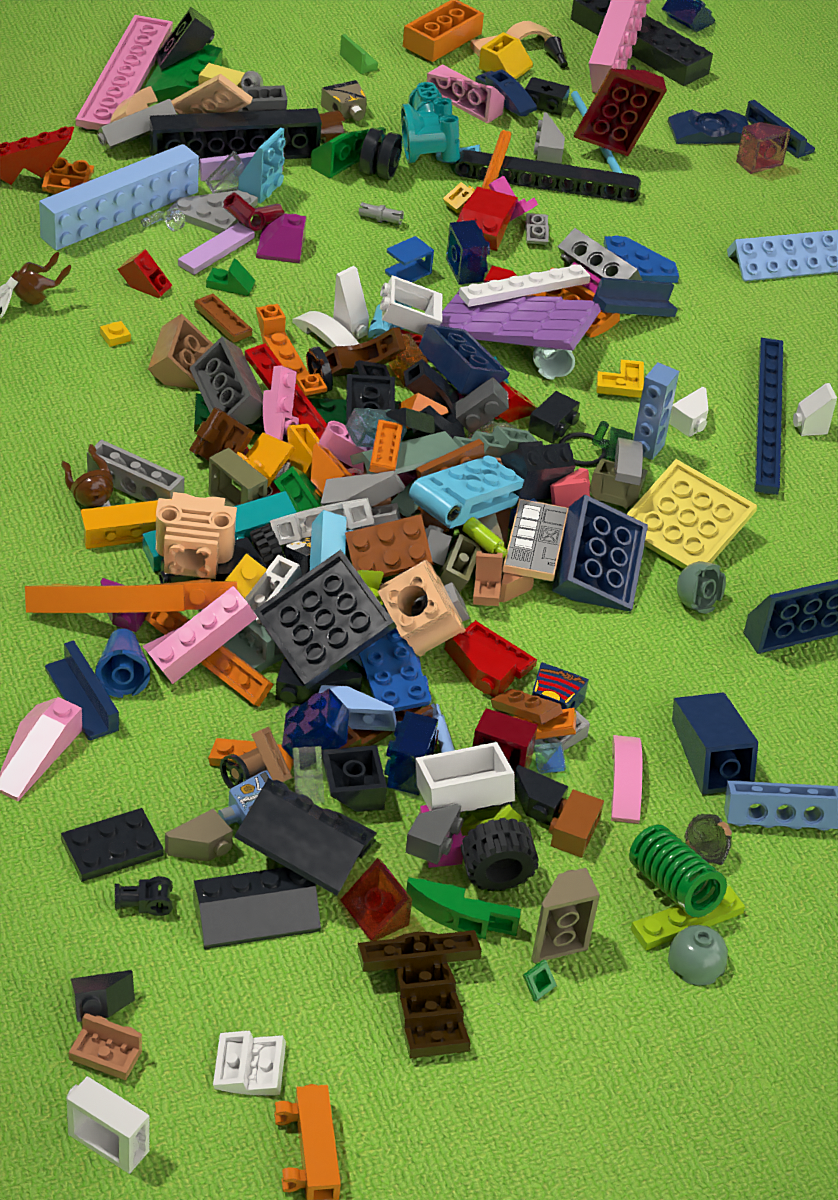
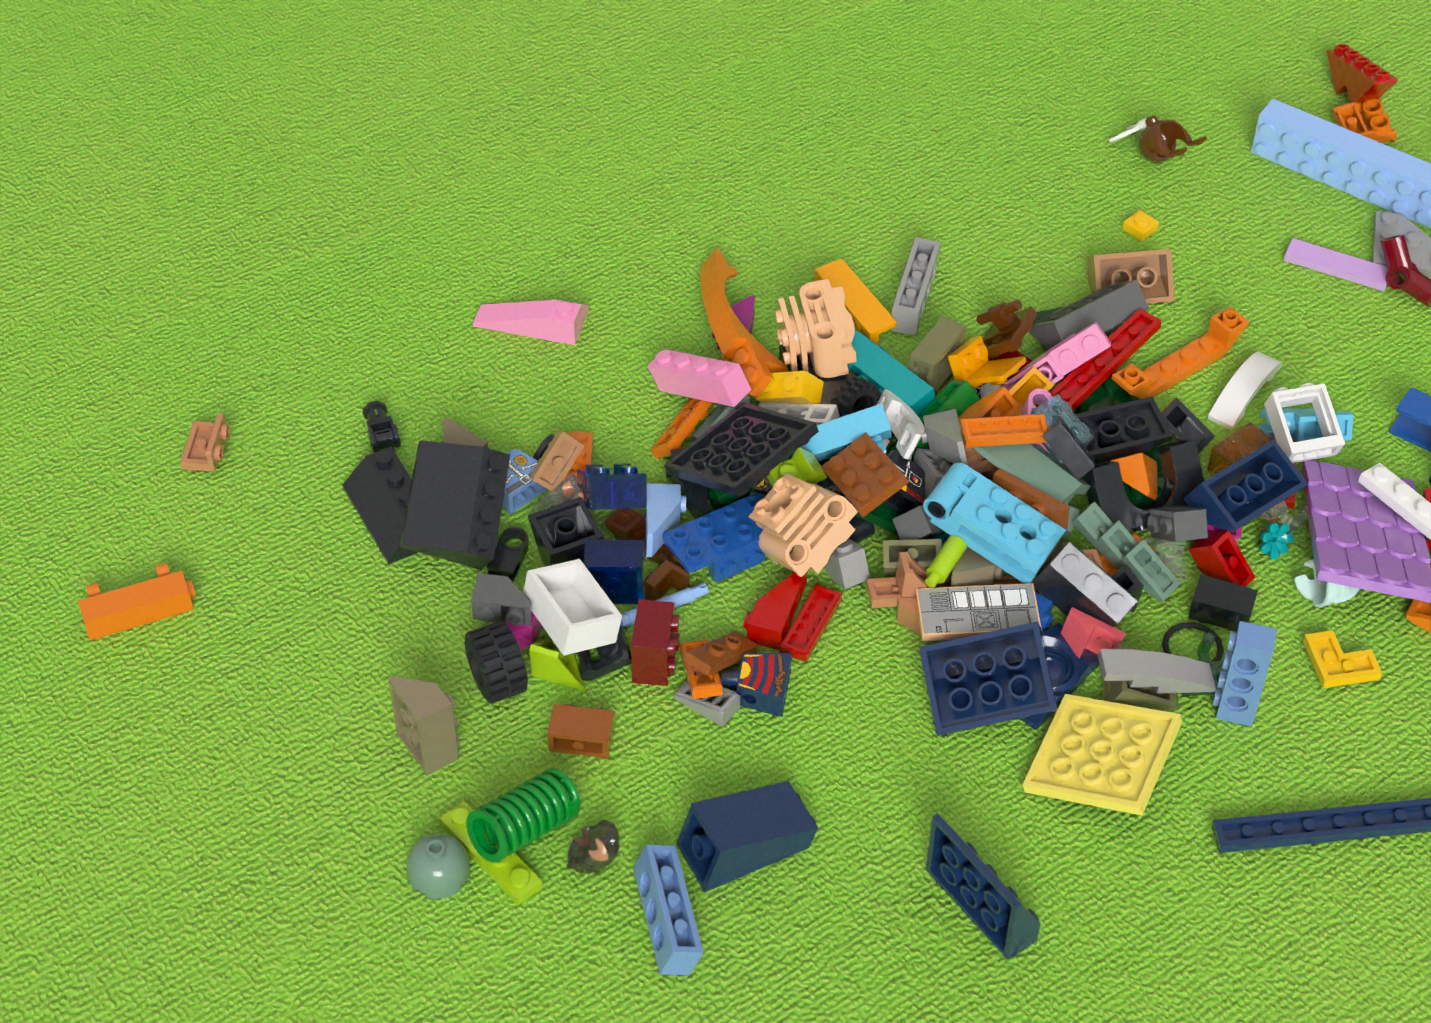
camera: 80 degrees right, 5 degrees up
(82, 688) = (615, 331): dark blue panel -> none
(93, 487) = (878, 262): reddish brown hair -> none
(102, 993) = (256, 424): black slope -> none
(107, 1124) = (115, 458): white window -> none
(112, 844) = (439, 394): black plate -> none
(123, 665) = (651, 335): blue cone -> none
(144, 274) = (1243, 220): red slope -> none
(173, 219) = (1359, 214): clear plate -> none
(223, 318) = (1217, 295): dark orange plate -> none
(235, 280) = (1289, 288): green slope -> none
(249, 1064) = (217, 545): white slope -> none
(283, 239) = (1389, 313): magenta slope -> none
(318, 363) = (1164, 380): black tile -> none
(350, 303) = (1283, 368): white slope -> none
(378, 350) = (1209, 409): reddish brown arch -> none
(378, 902) = (424, 594): clear red slope -> none
(425, 986) = (327, 646): dark brown slope -> none
(451, 909) = (436, 646): green slope -> none
(538, 794) = (608, 688): black slope -> none
(539, 980) = (365, 735): green slope -> none
(549, 757) = (668, 694): clear light blue tile -> none
(626, 779) = (671, 762): bright pink slope -> none
(690, 413) = (1318, 738): white slope -> none
(701, 586) = (990, 785): sand green cylinder -> none
(816, 412) = (1388, 866): white slope -> none

